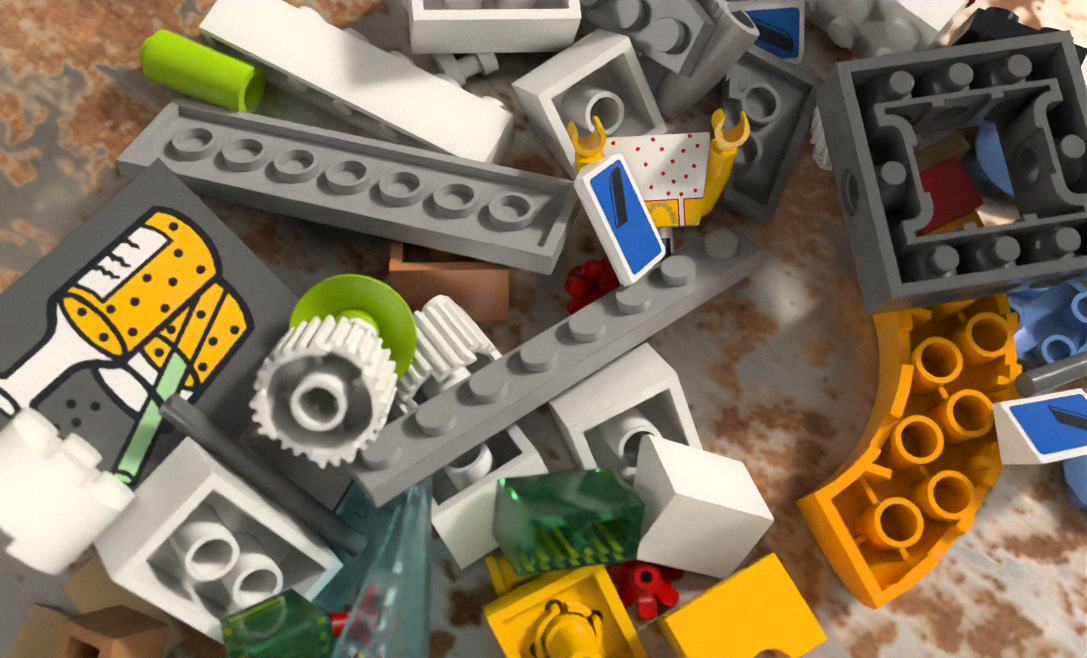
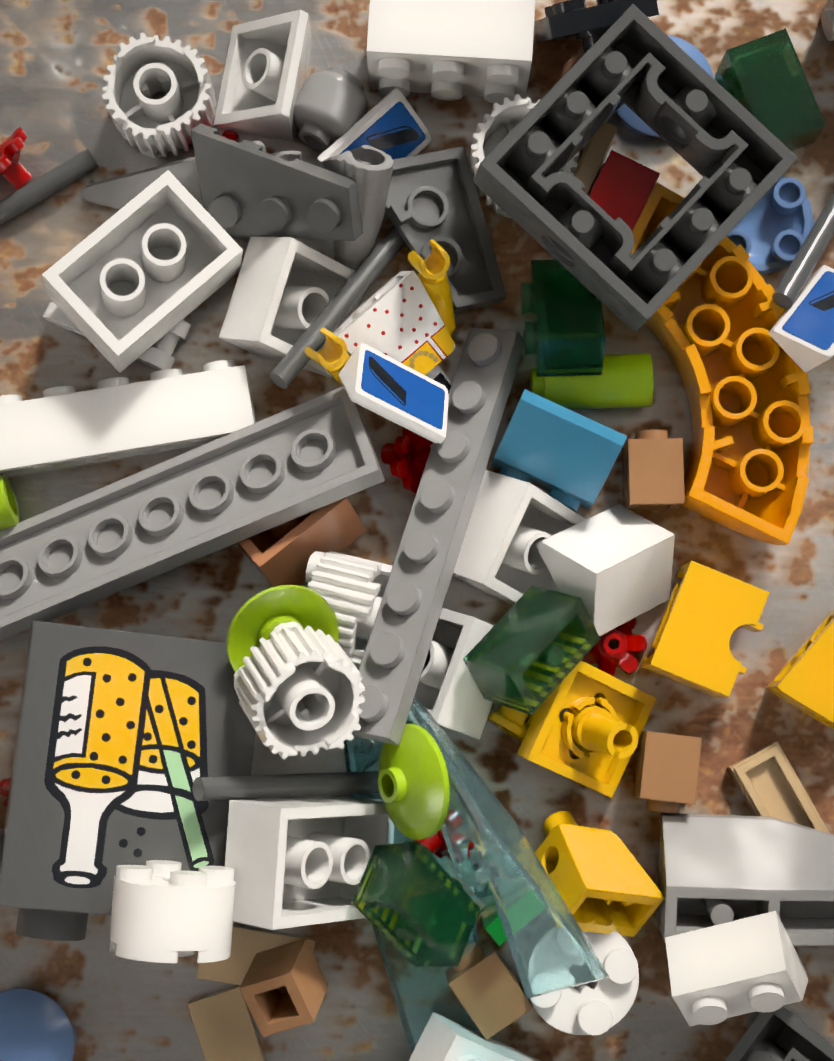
camera: 40 degrees left, 10 degrees up
(362, 554) = (414, 783): none -> lime dish
(636, 125) = (338, 307): none -> dark grey bar
(725, 368) = (558, 451): none -> dark azure slope
(794, 455) = (653, 471): none -> medium nougat brick
(797, 341) = (624, 383): none -> lime brick
(806, 267) = (565, 322): none -> clear green brick

